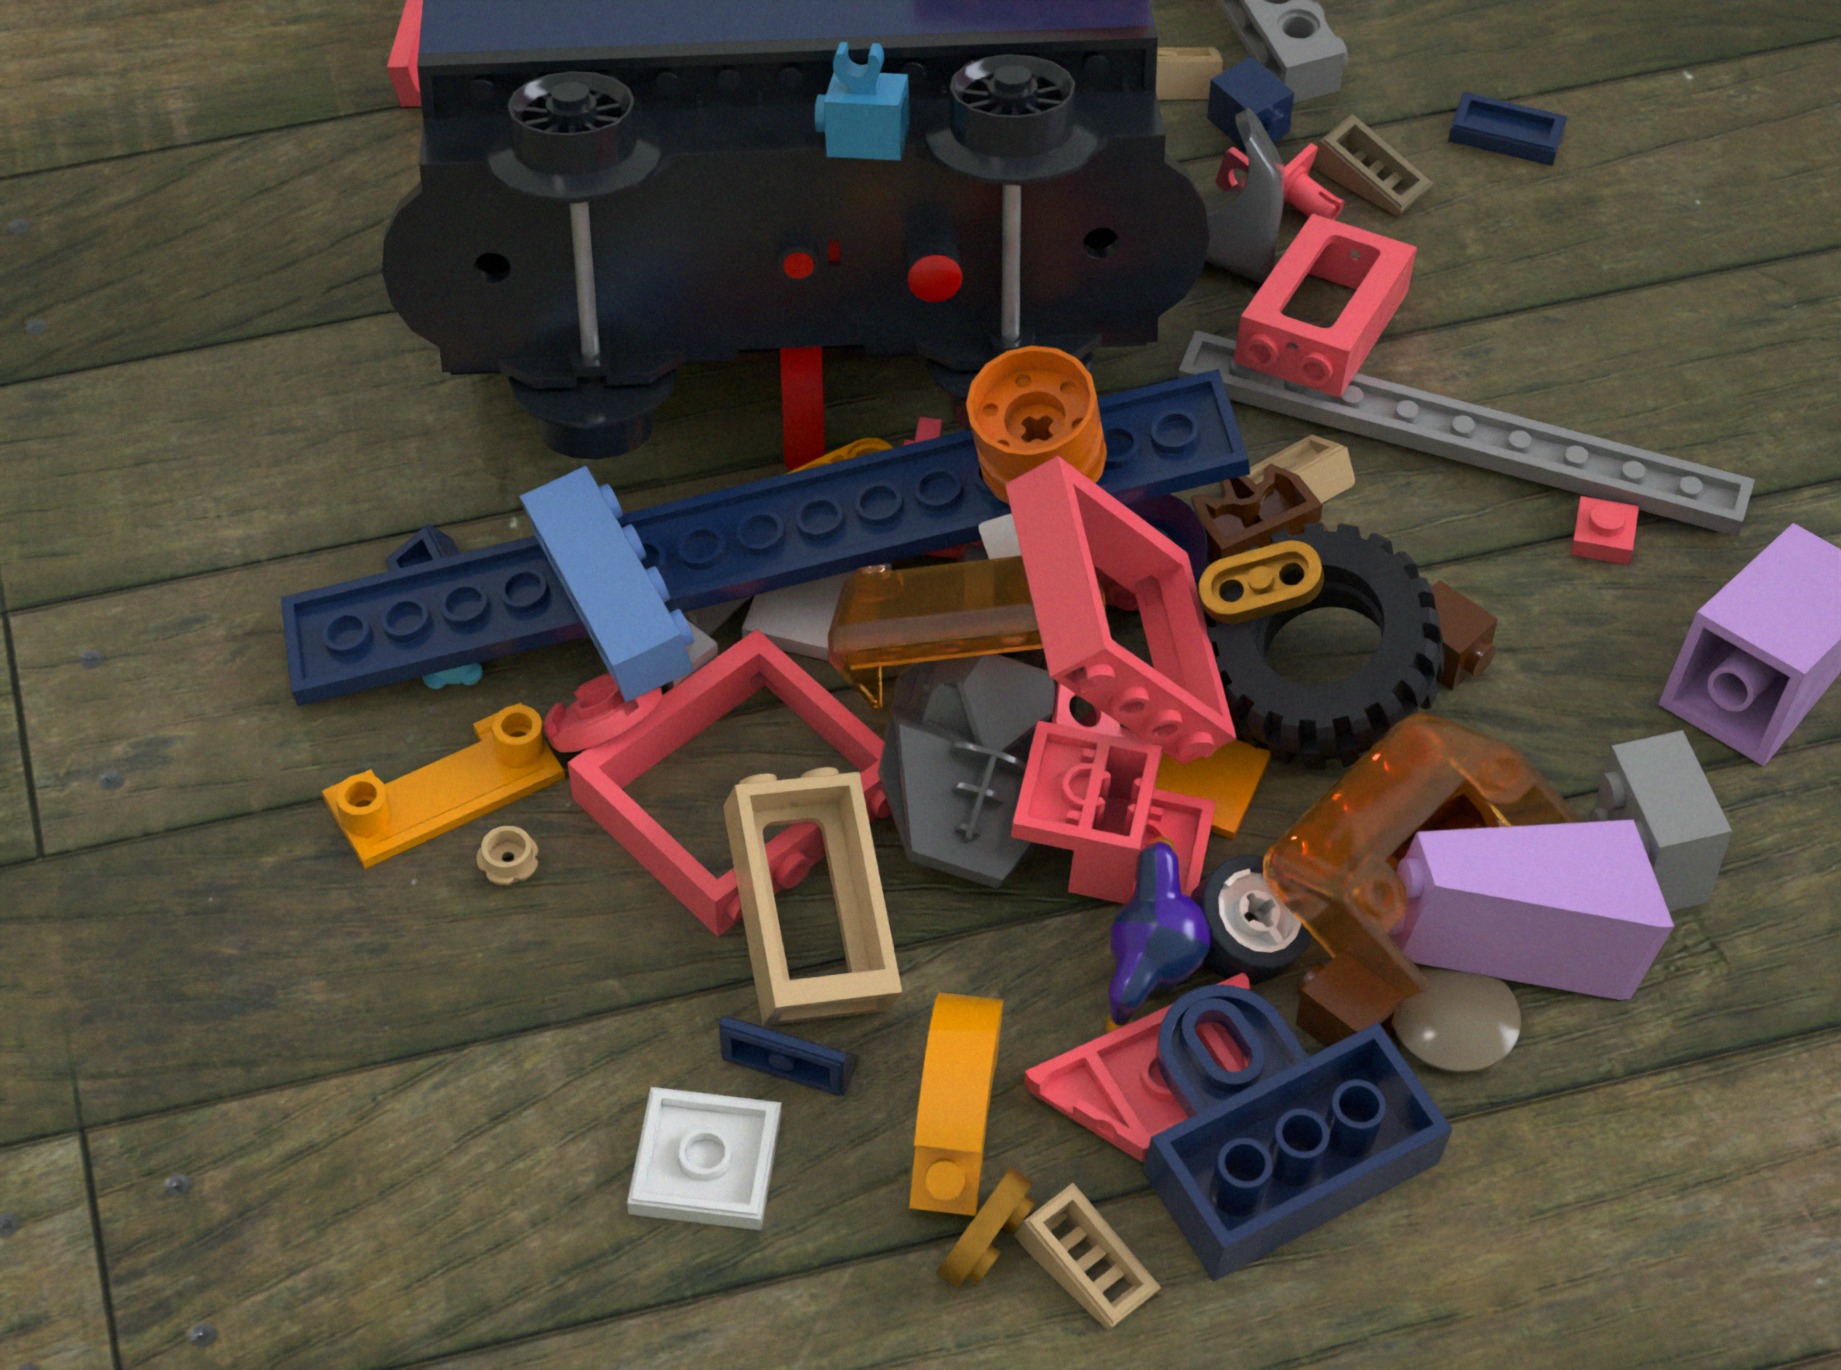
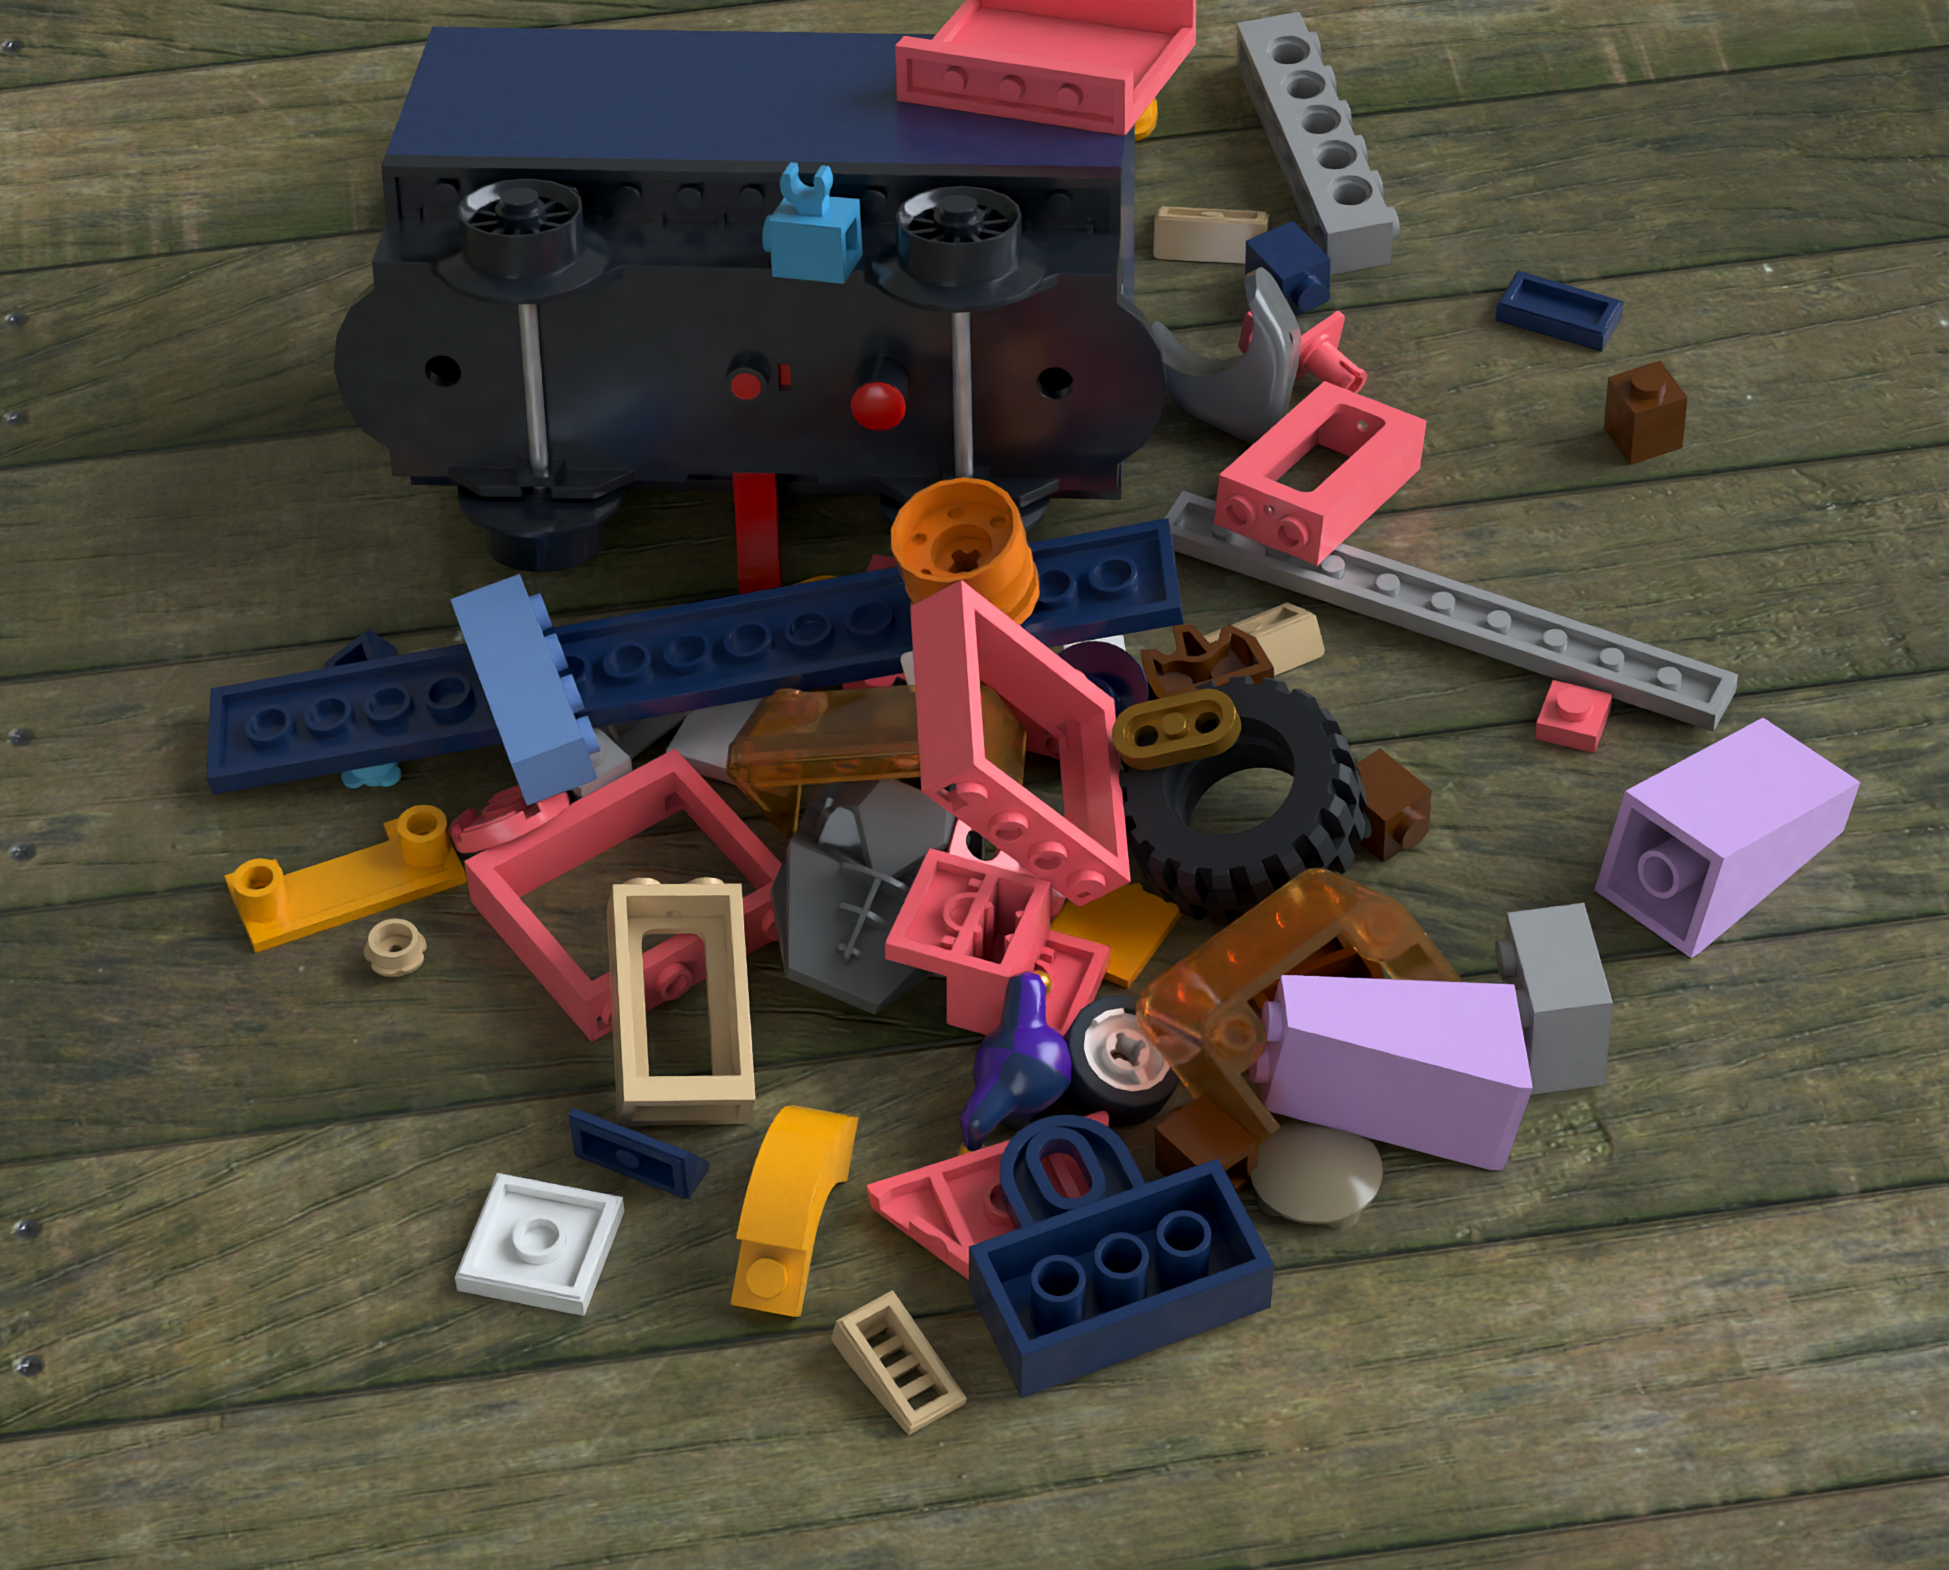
camera: 10 degrees right, 5 degrees down
(973, 1253) = (785, 1342): pearl gold plate -> none
(1341, 159) = (1390, 308): dark tan slope -> none
(1614, 224) = (1645, 412): none -> reddish brown brick

